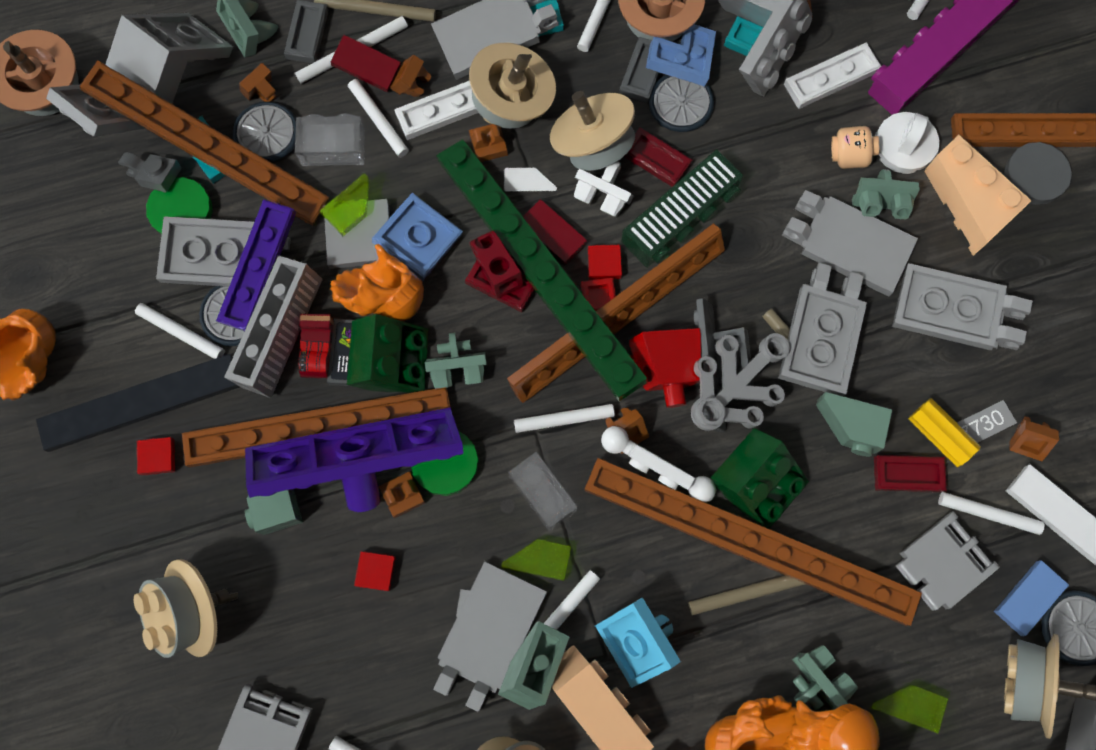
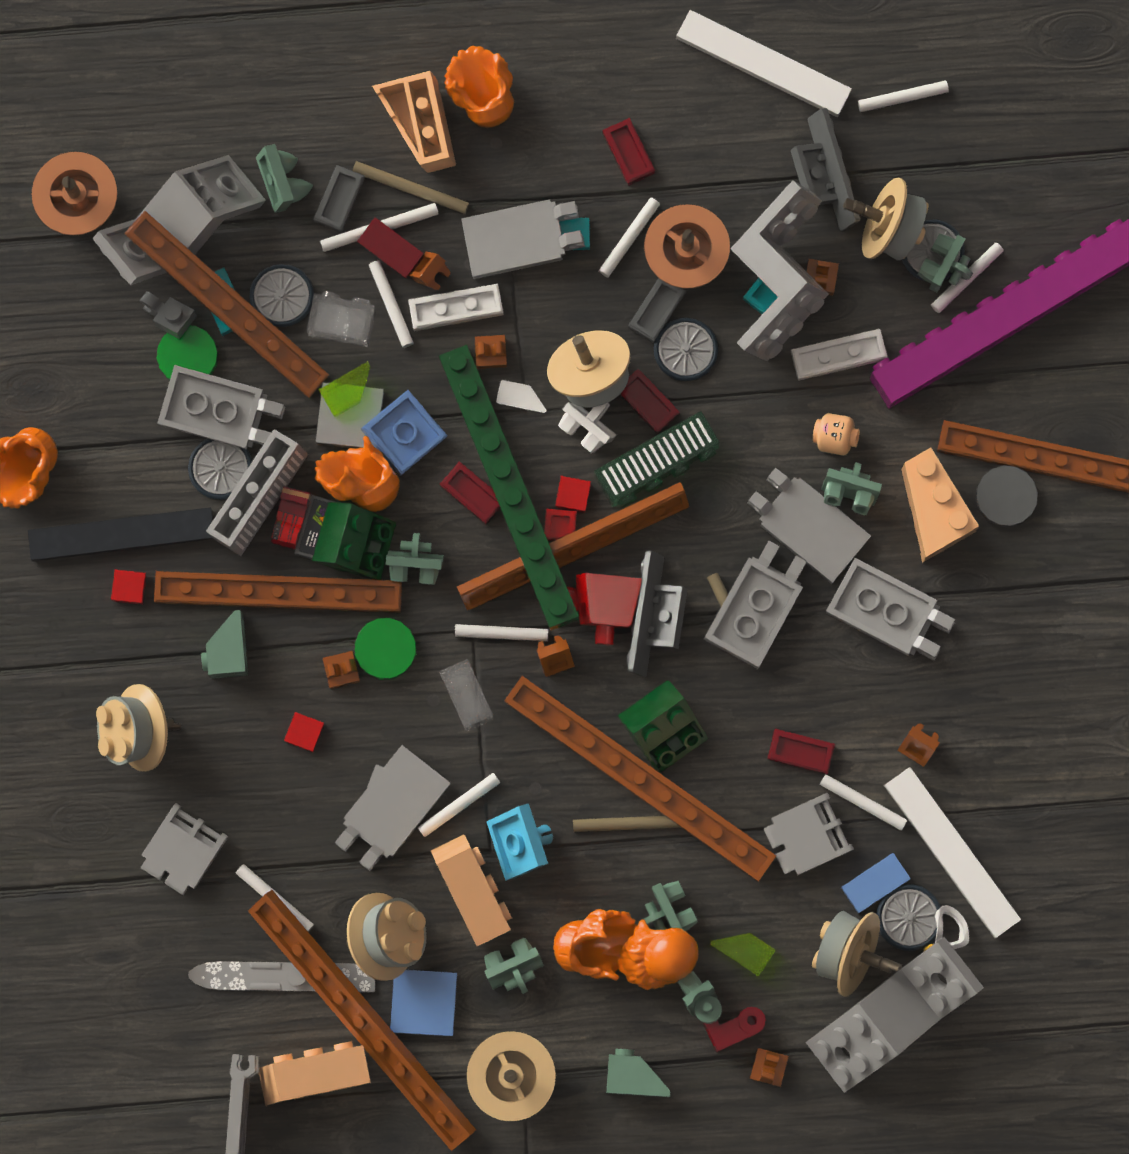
camera: 15 degrees right, 5 degrees up
(179, 331) = (168, 475): white bar -> none
(256, 263) = (252, 431): dark purple tile -> none
(258, 84) = (284, 248): dark orange tile -> none
(352, 456) = (307, 627): dark purple plate -> none
(496, 264) = (470, 477): dark red leg -> none
(511, 85) = (523, 305): tan piece -> none
(534, 667) = (425, 842): sand green slope -> none
(541, 559) = (452, 754): clear neon green tile -> none
(554, 232) = (532, 454): dark red tile -> none
(616, 441) = (583, 705): white plate -> none
(686, 60) = (700, 313): medium blue plate -> none
(735, 384) = (659, 638): light grey plant -> none
(856, 423) = (762, 695): sand green slope -> none
(907, 142) = (890, 438): white tile -> none
(944, 432) = (840, 721): yellow axle -> none
(988, 421) = (880, 722): light grey sticker -> none

